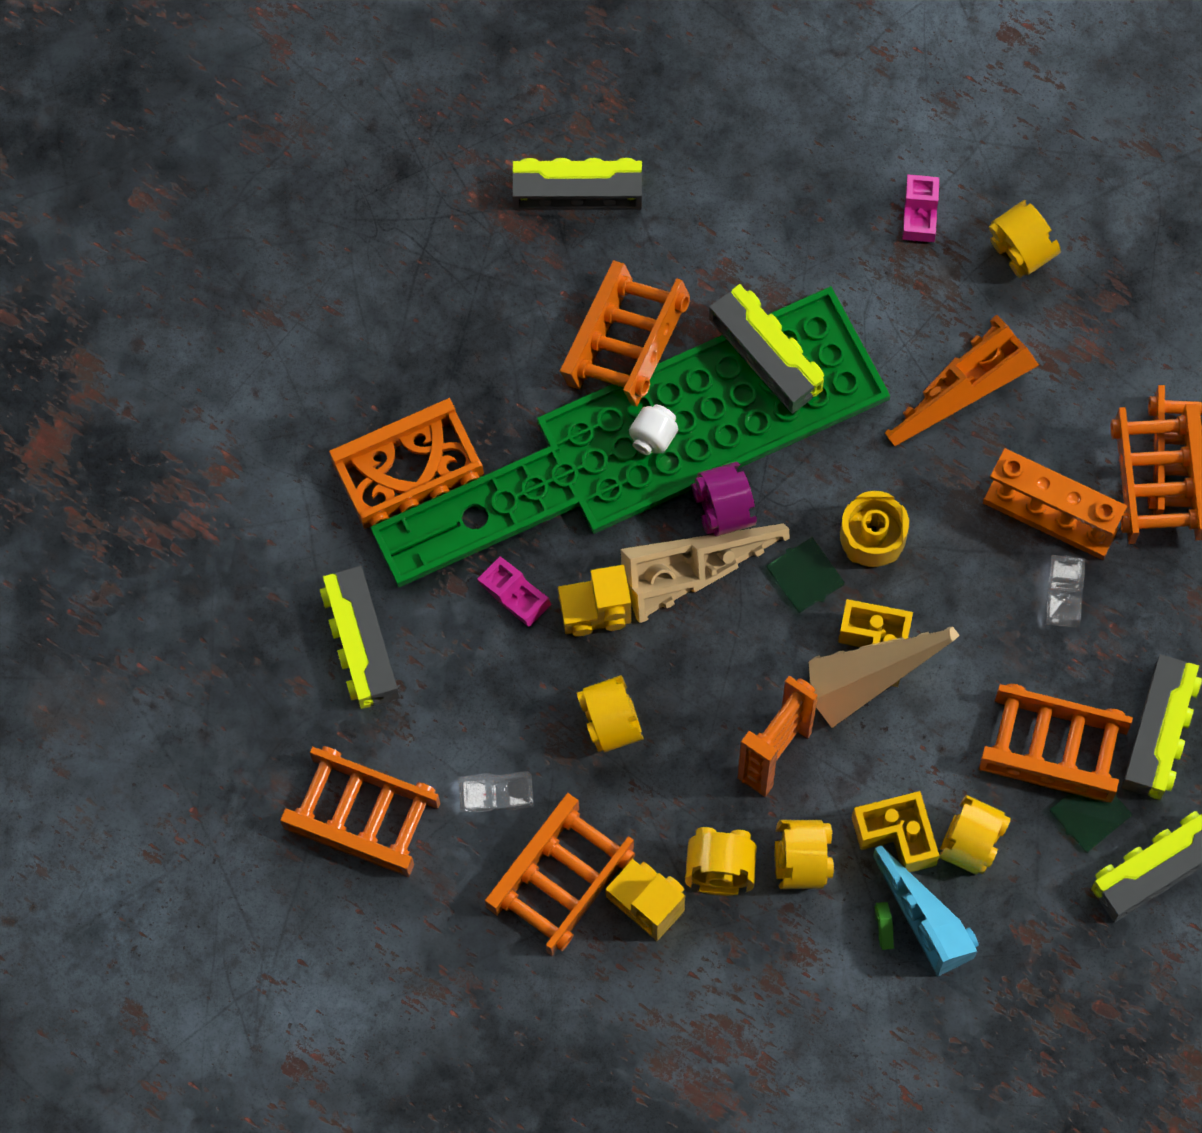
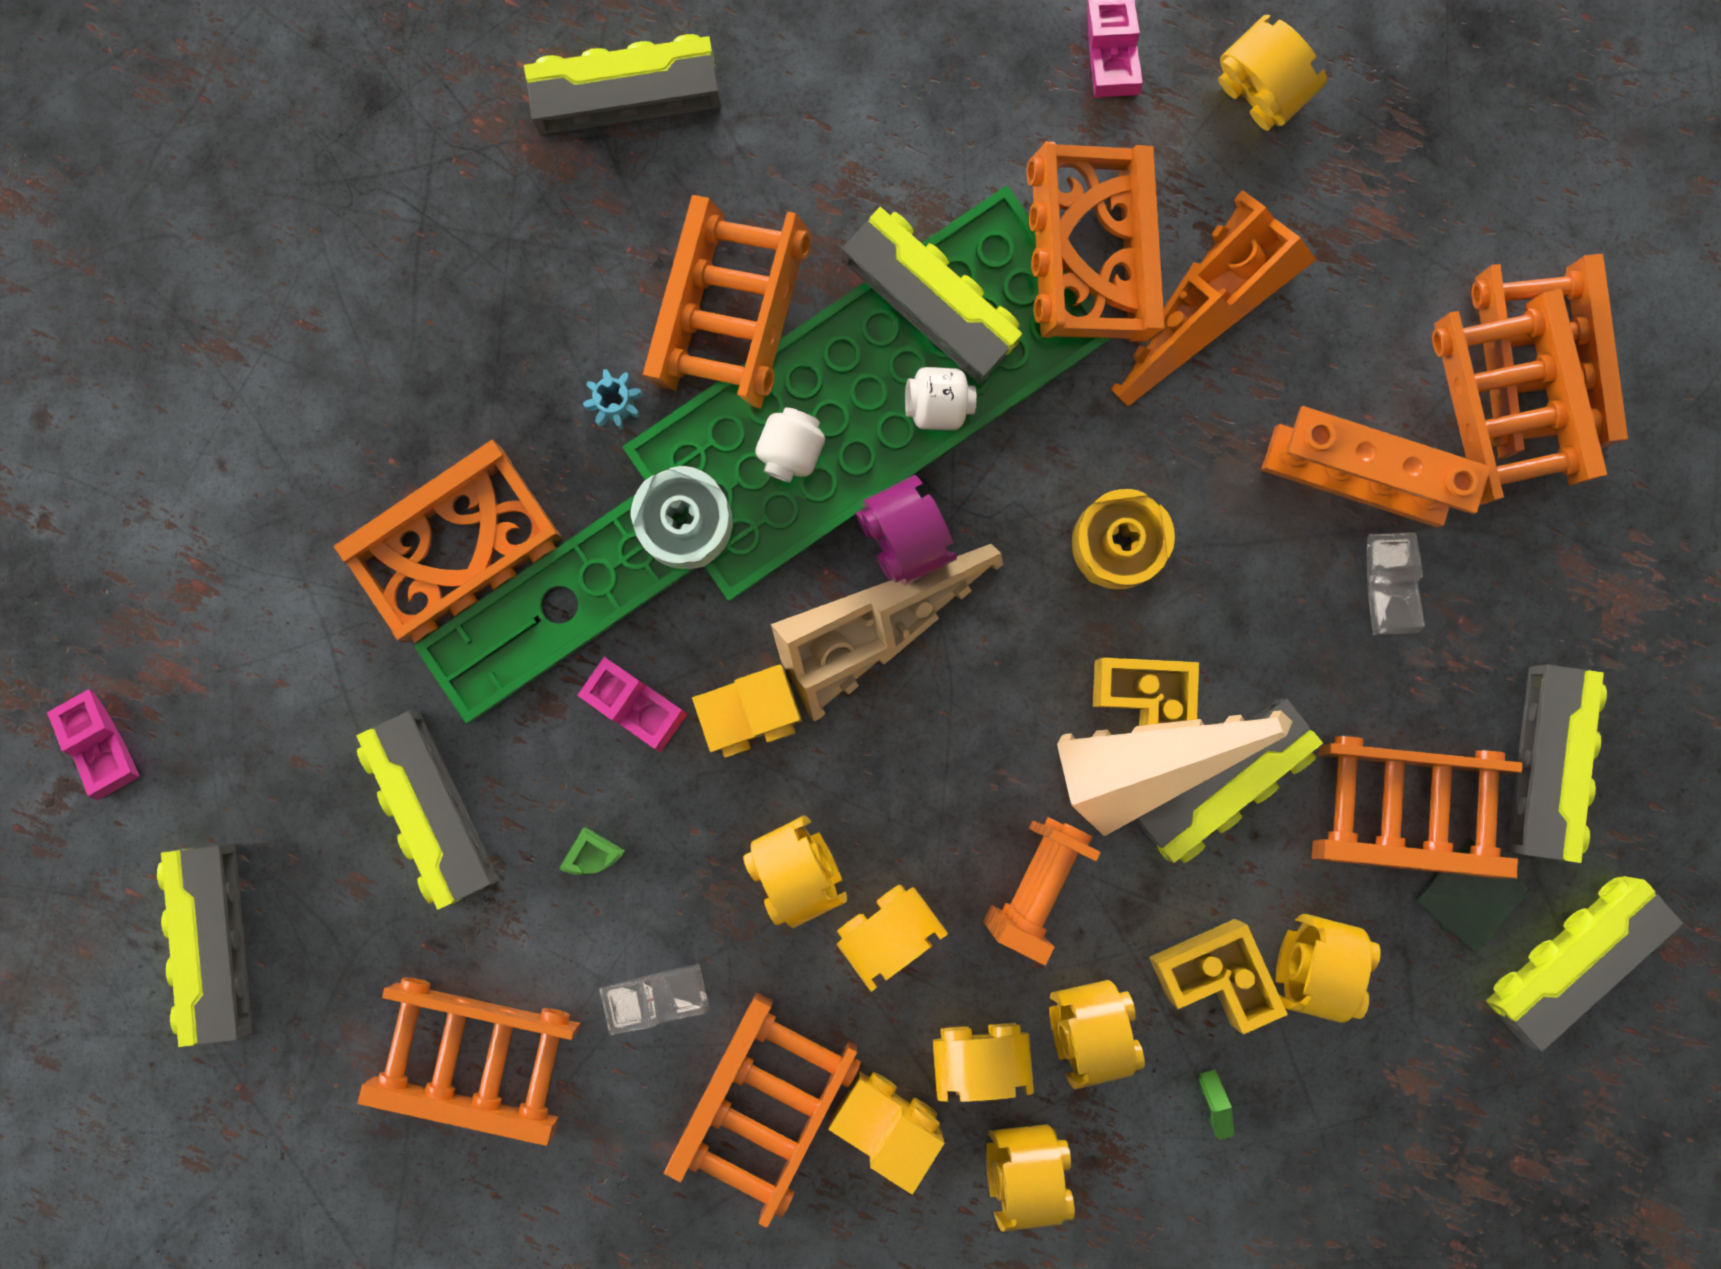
camera: 15 degrees left, 15 degrees up
(135, 562) = (95, 744): none -> dark pink slope
(190, 703) = (205, 945): none -> dark grey piece
(467, 688) = (591, 854): none -> bright green tile
(535, 378) = (612, 387): none -> medium azure gear
(575, 483) = (672, 493): none -> light aqua brick
(669, 766) = (890, 936): none -> yellow brick
(740, 944) = (1028, 1177): none -> yellow brick
(761, 415) = (939, 398): none -> white head
(805, 575) = (1033, 614): clear green piece -> none
(915, 302) = (1136, 195): none -> orange fence
(924, 703) = (1215, 803): none -> piece
(934, 925) = (1299, 1112): medium azure wedge -> none

